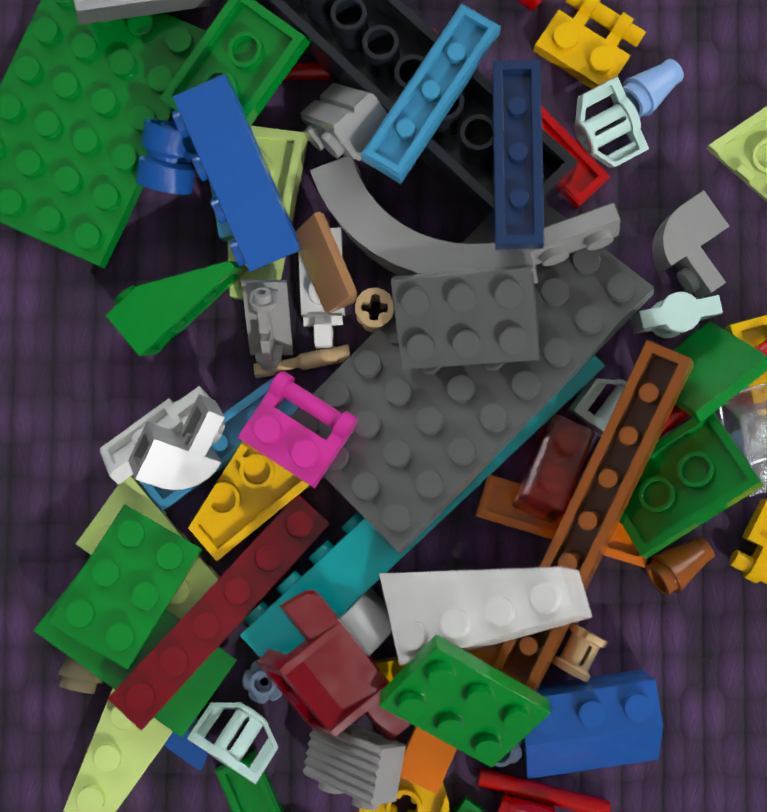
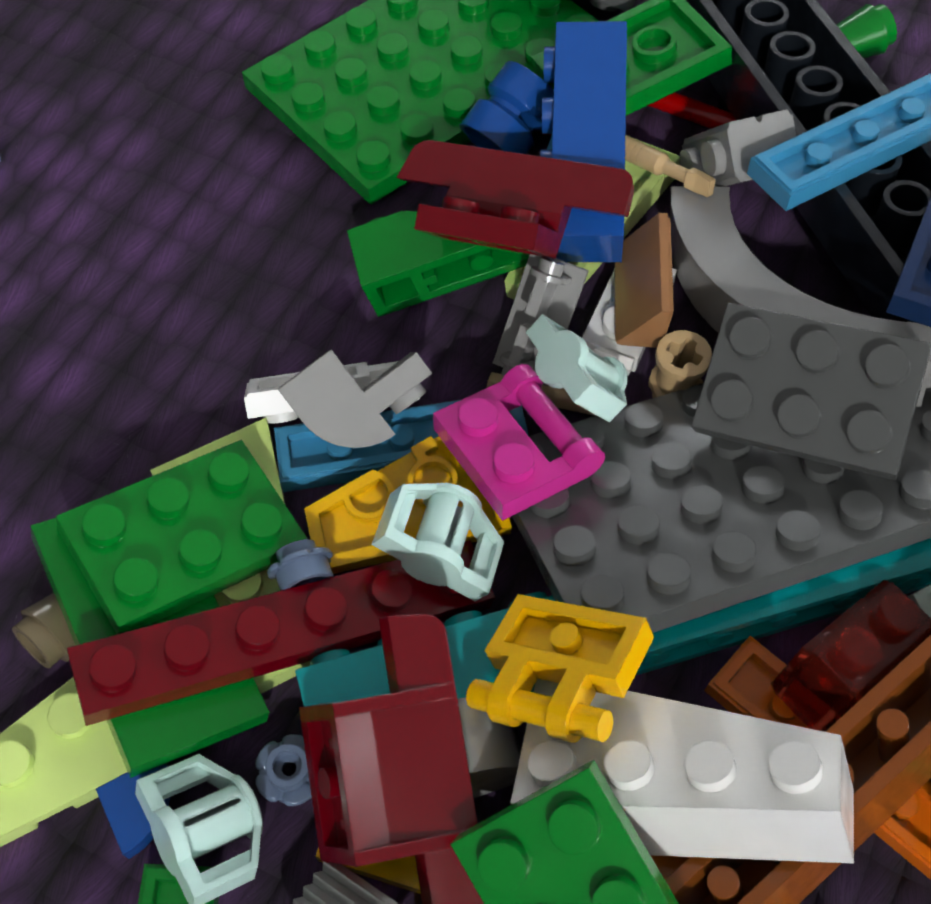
camera: 20 degrees right, 25 degrees down
(208, 570) = (300, 564): none -> sand blue plate
(209, 262) = (509, 196): none -> dark red plate
(283, 515) = (438, 546): none -> light aqua piece
(294, 154) = (659, 163): none -> tan piece
(307, 358) = (570, 364): none -> light aqua piece
(392, 562) = (562, 644): none -> yellow plate

